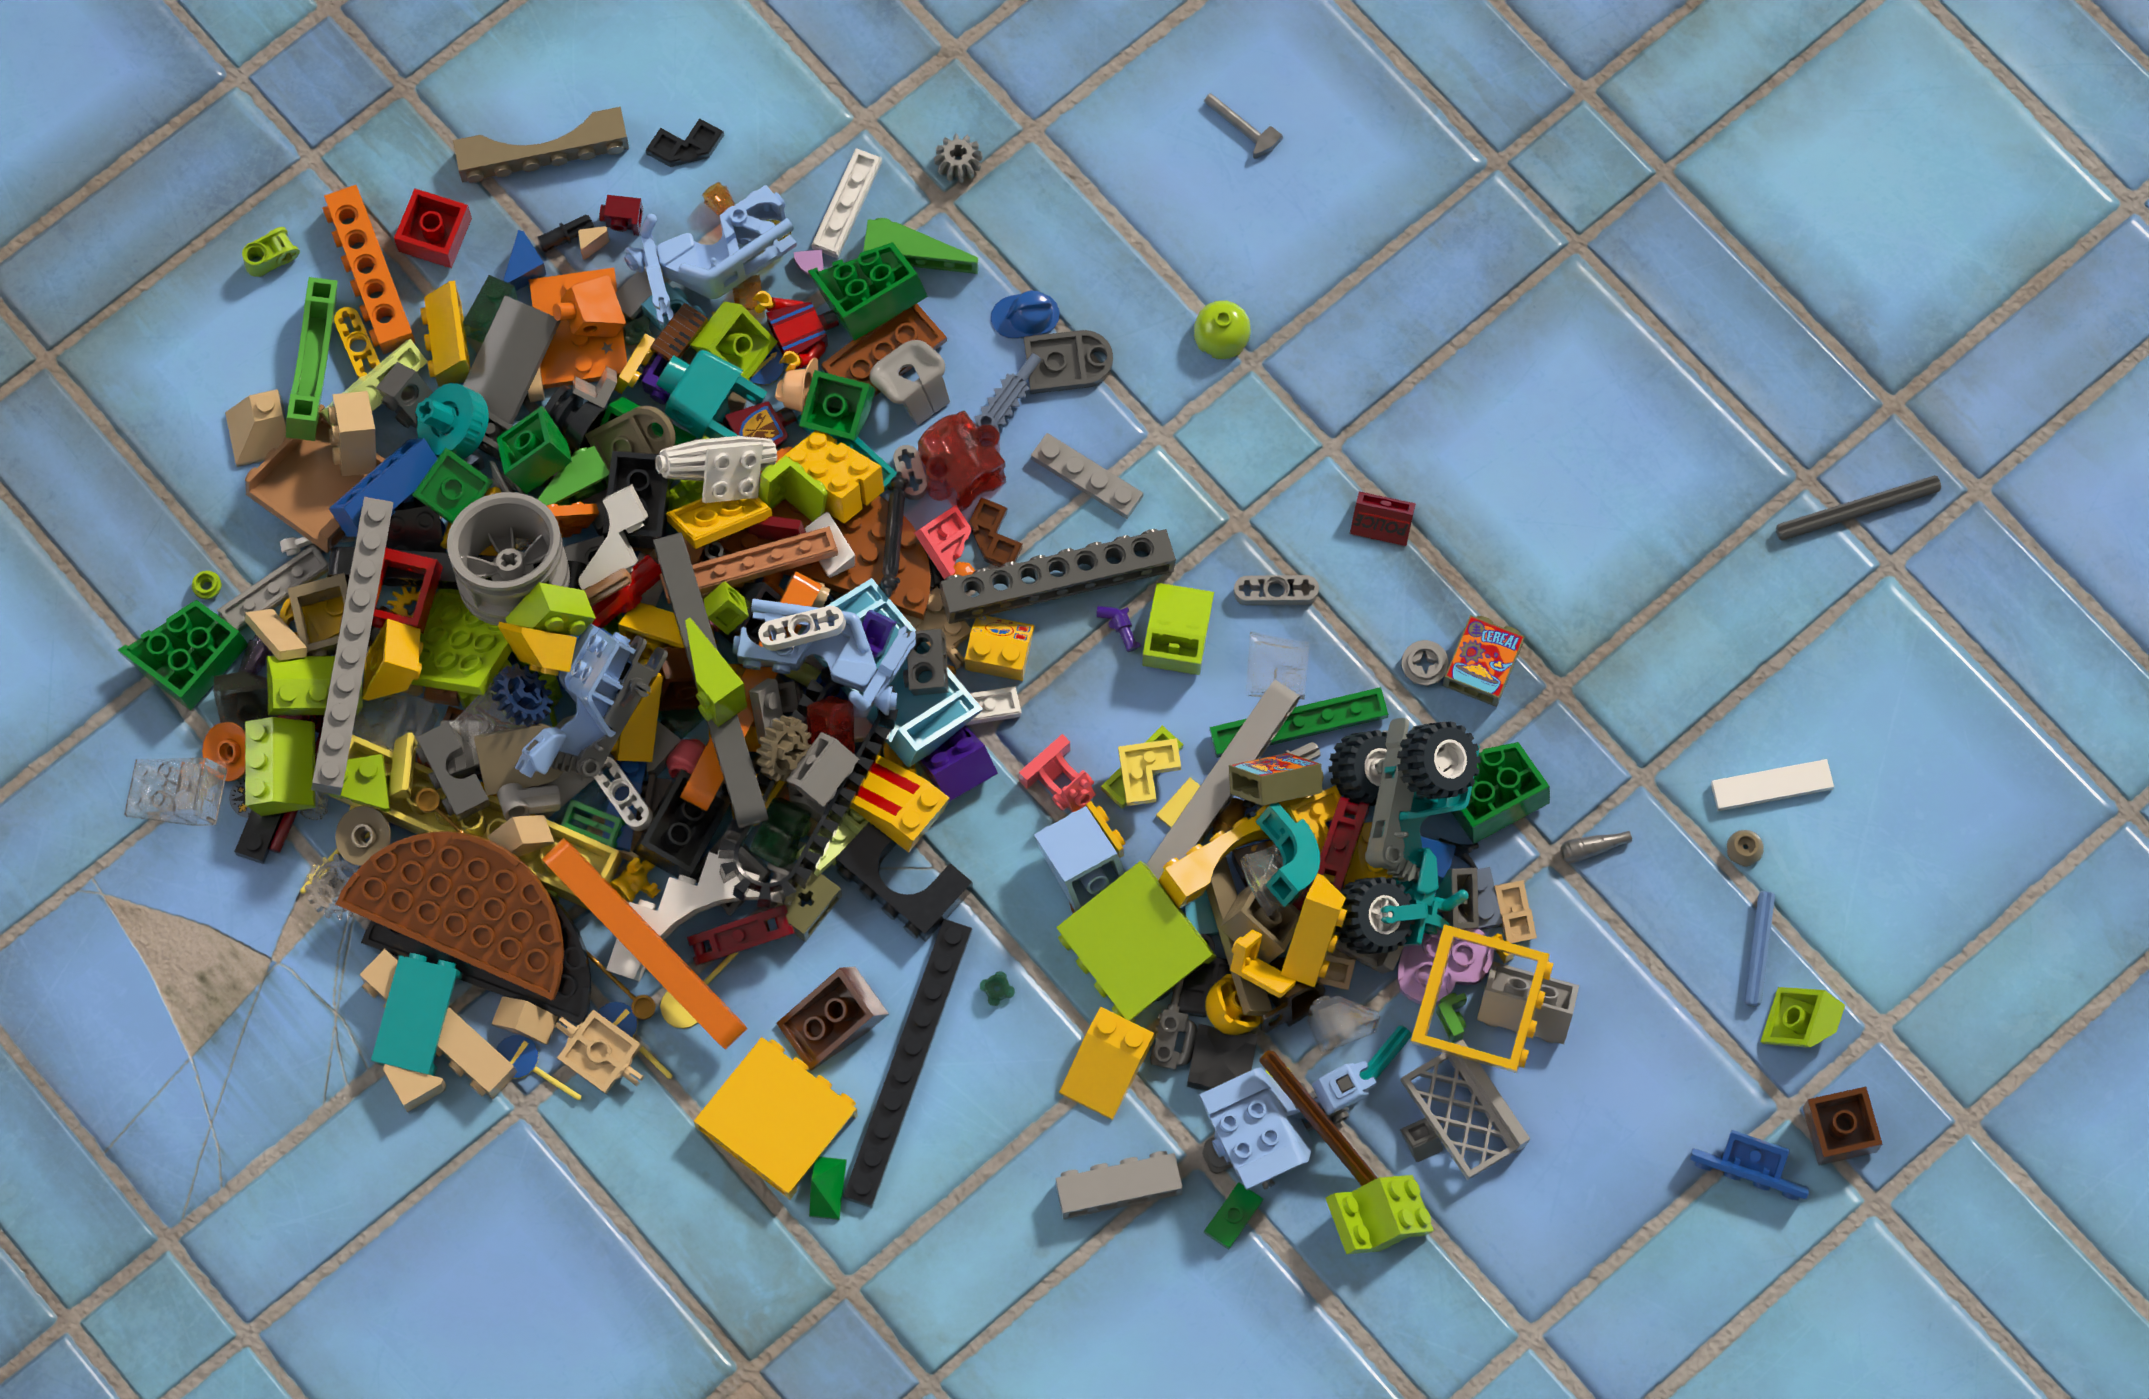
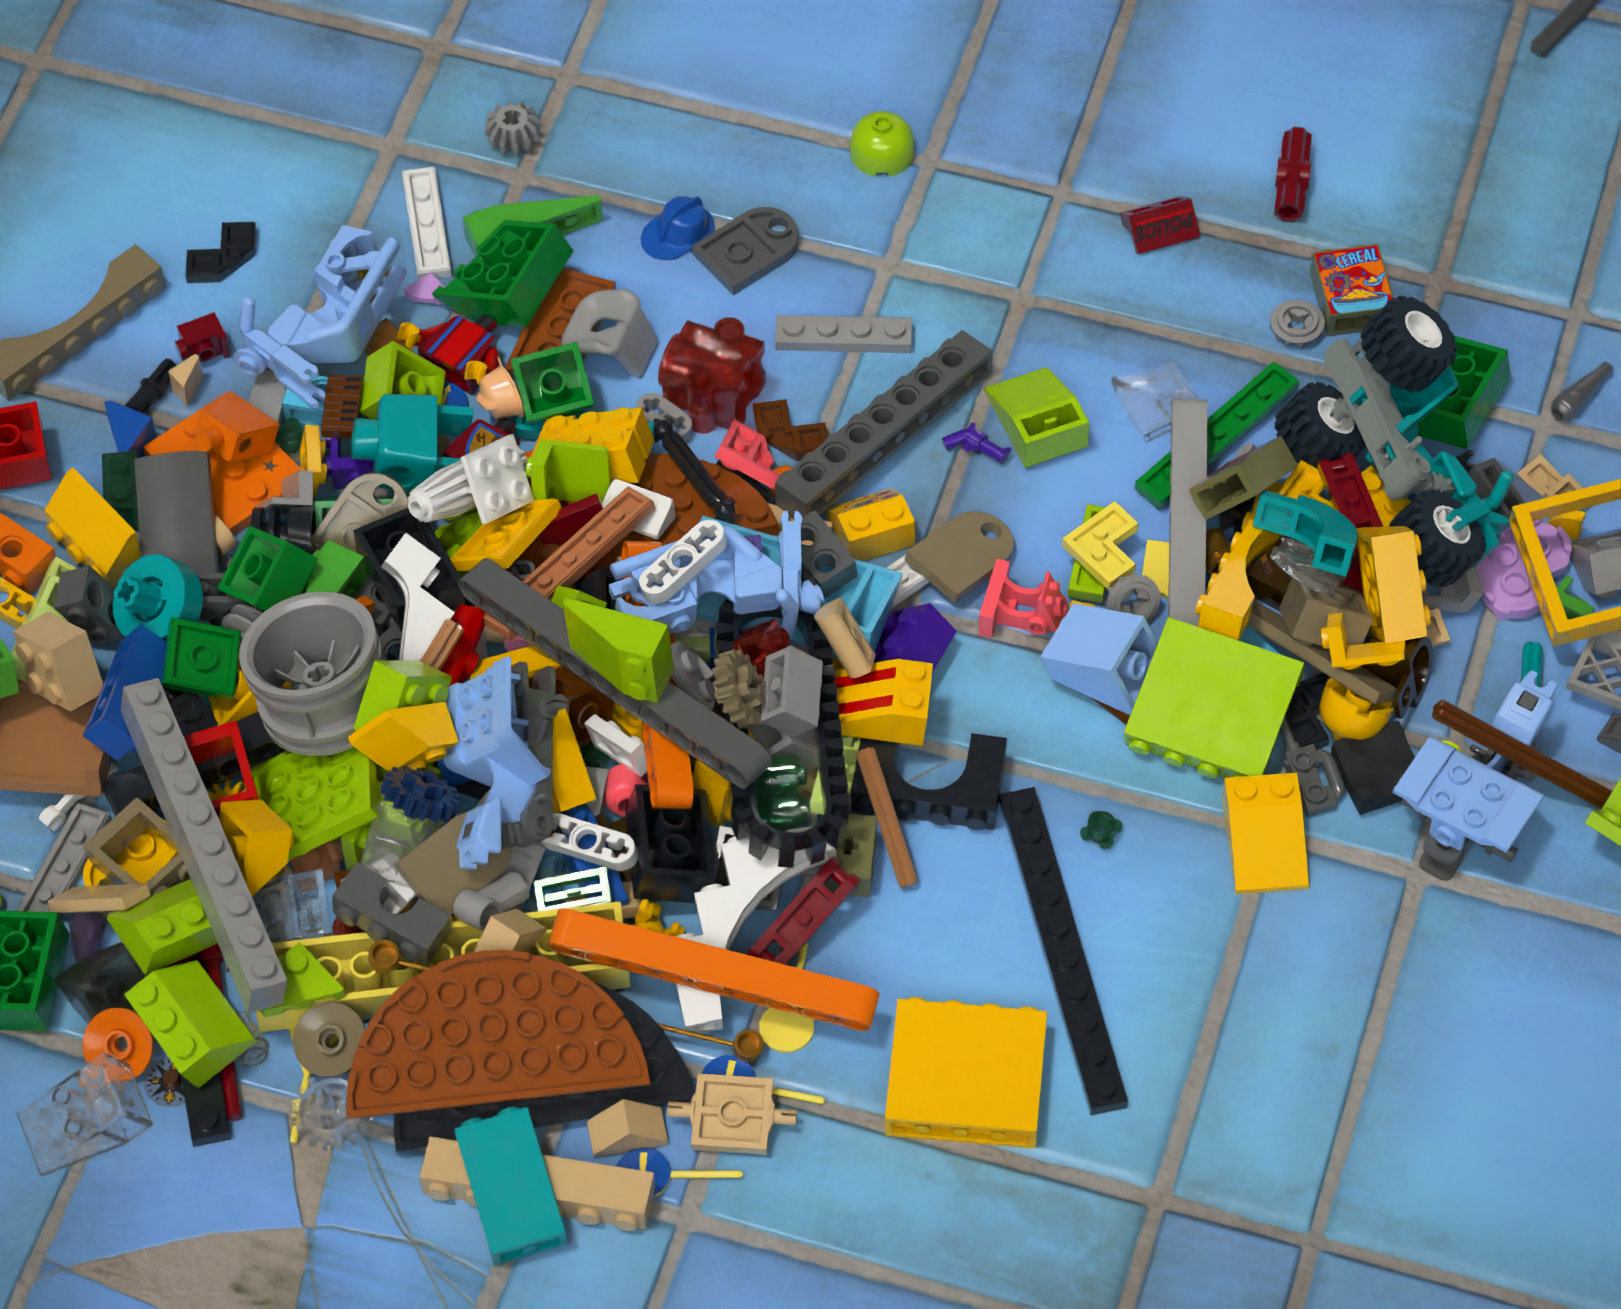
camera: 30 degrees left, 15 degrees down
(403, 766) = (330, 941): light yellow slope -> none
(412, 1086) = (551, 1260): tan slope -> none
(698, 736) = (617, 745): none -> white plate
(718, 198) = (296, 281): clear orange cone -> none
(827, 1188) = (1068, 1114): green slope -> none
(832, 1017) = (953, 946): reddish brown slope -> none
(847, 893) = (886, 817): none -> medium nougat axle
(894, 745) = (845, 638): none -> tan brick
(1007, 397) = (715, 293): sand blue piece -> none
(1044, 711) = (959, 555): none -> dark tan tile
(1118, 1185) = (1364, 939): light grey brick -> none
(1144, 834) = (1143, 588): none -> light grey gear
(1233, 1216) = (1498, 906): green plate -> none
(1284, 580) = (1098, 348): light grey beam -> none
(1340, 1021) = (1468, 664): clear slope -> none
(1510, 535) = (1293, 174): none -> dark red piece

